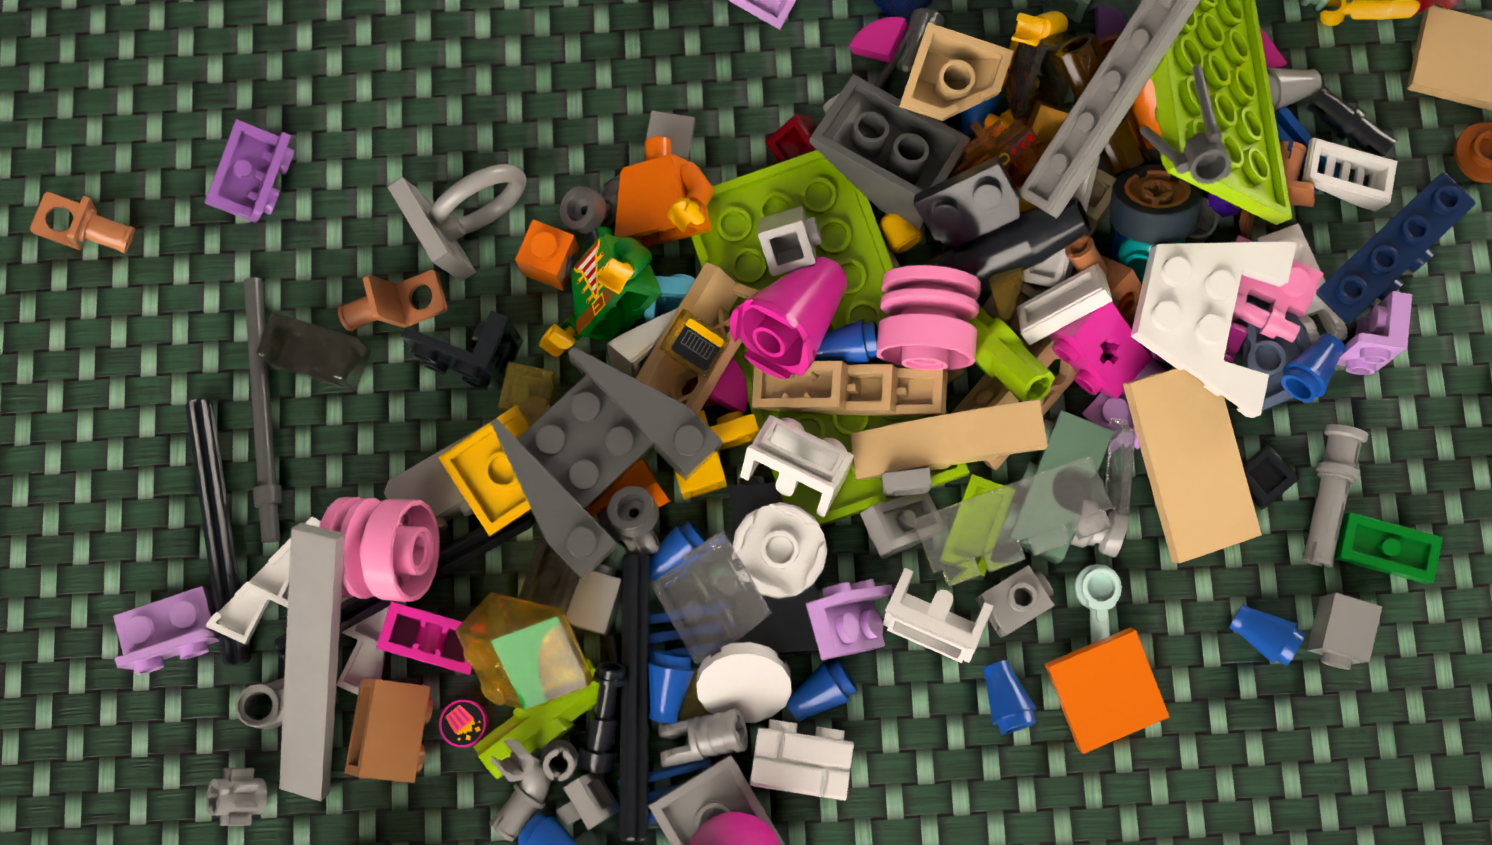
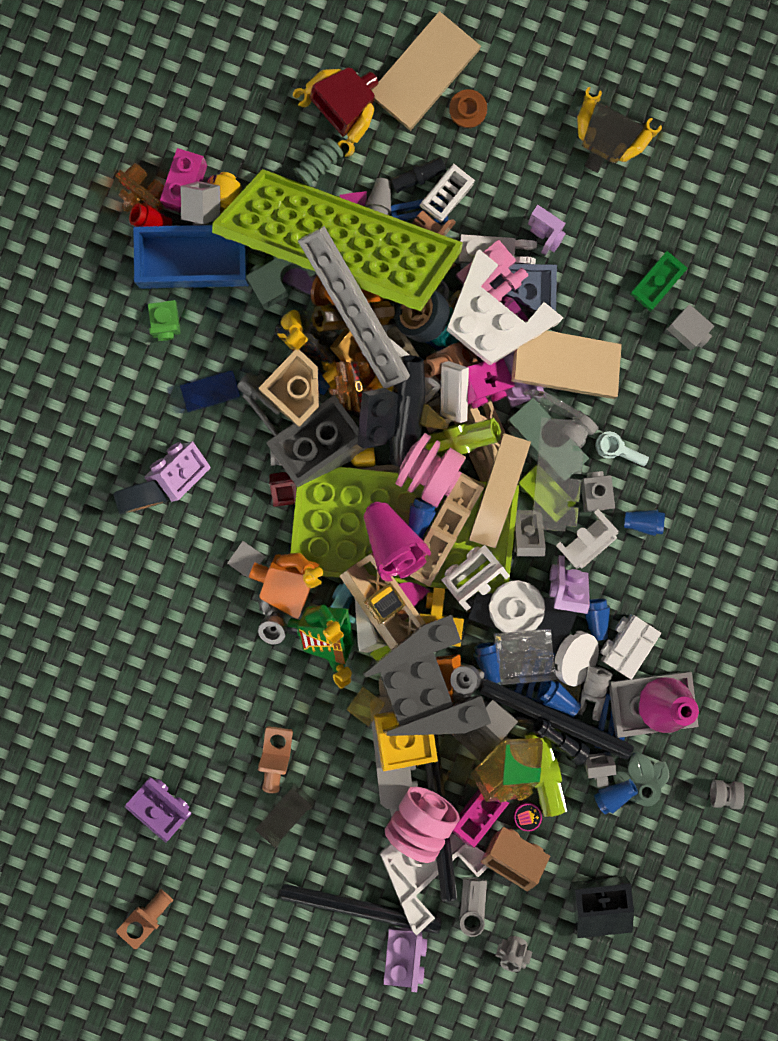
camera: 65 degrees left, 10 degrees up
(266, 494) = (352, 872): dark grey bar -> none
(311, 660) = (465, 884): light grey tile -> none
(438, 225) = (245, 714): light grey tile -> none
(493, 344) = (330, 714): black bracket -> none
(528, 793) = (578, 795): light grey piece -> none
(548, 255) = (288, 660): orange brick -> none
(552, 750) = (570, 779): light grey pin -> none
(788, 240) = (348, 524): light grey brick -> none
(880, 39) = (244, 413): dark pink tile -> none
(906, 482) = (511, 523): light grey tile -> none
(1107, 690) = (665, 467): orange tile -> none
(1204, 152) = (424, 289): dark grey plant -> none
(1268, 476) = (591, 324): black tile -> none
(1269, 634) = (674, 367): blue cone -> none
(1312, 370) = (548, 273): blue cone -> none
(1336, 475) = (607, 287): light grey pin -> none
(1398, 246) = (502, 190): dark blue bracket -> none

